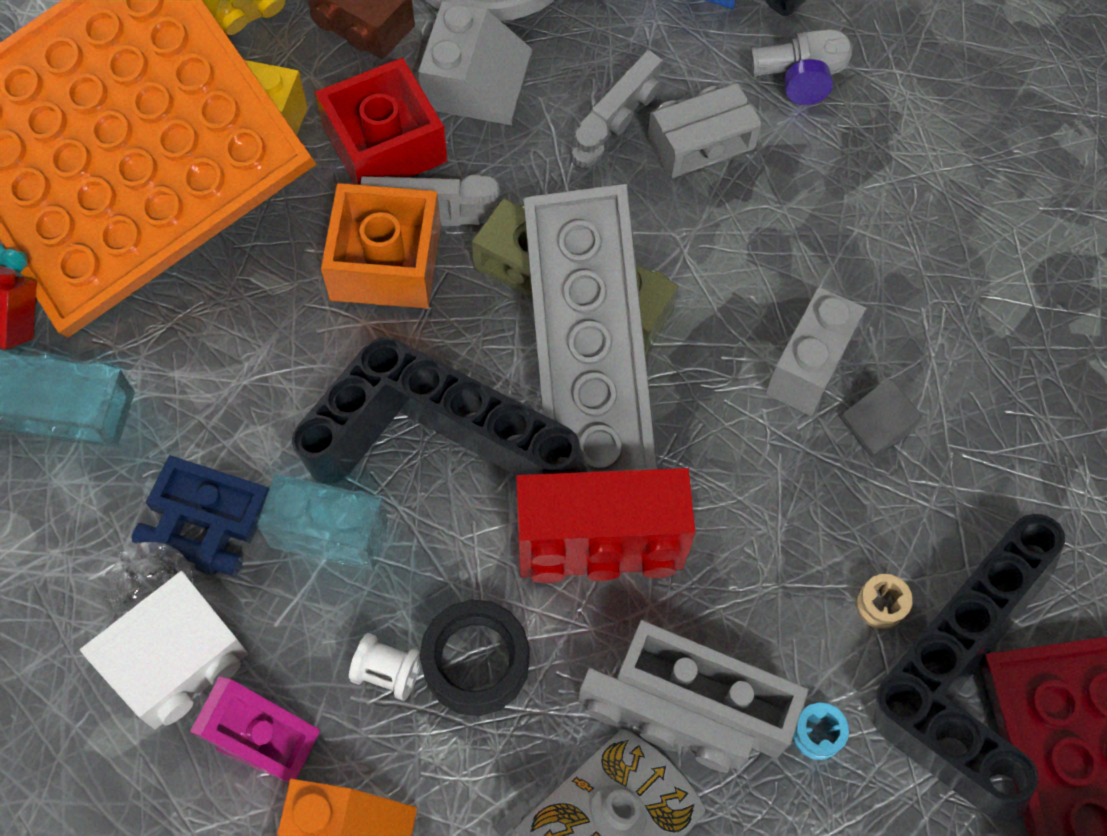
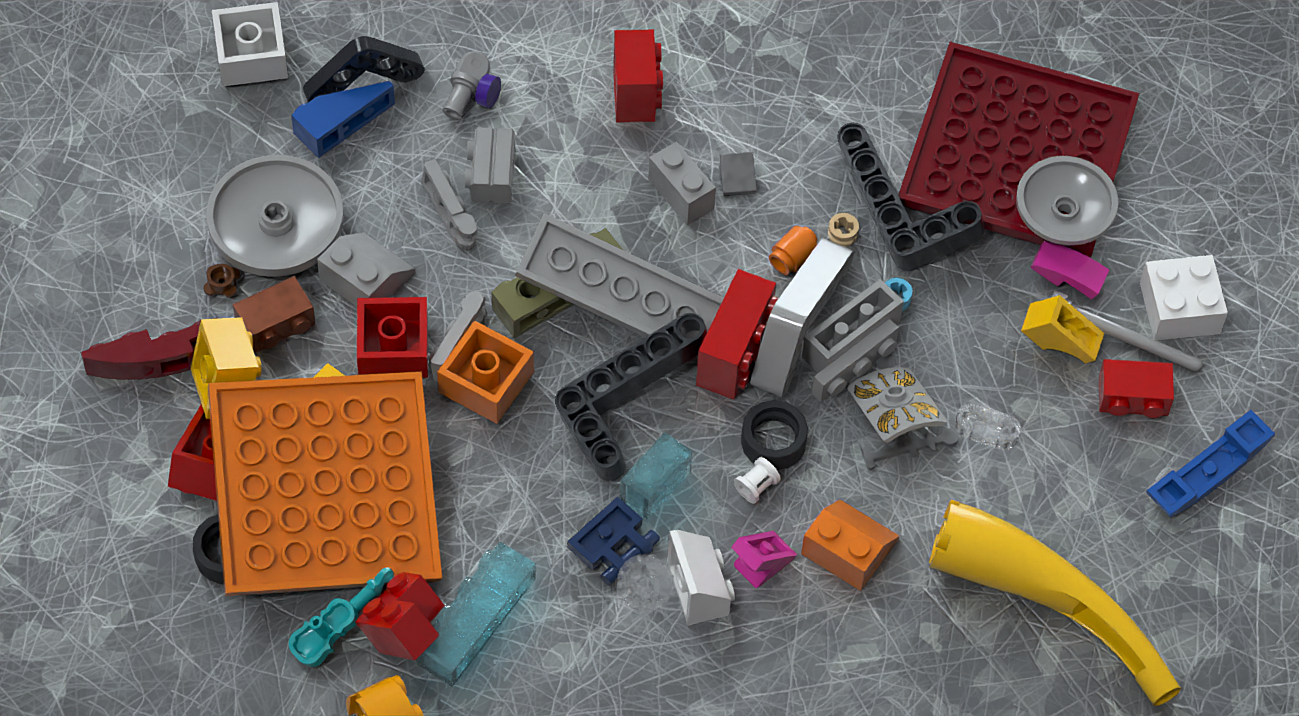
camera: 65 degrees left, 5 degrees down
(693, 588) = (796, 313): none -> light grey beam
(803, 545) = (793, 249): none -> orange brick
(938, 217) = (637, 75): none -> red brick

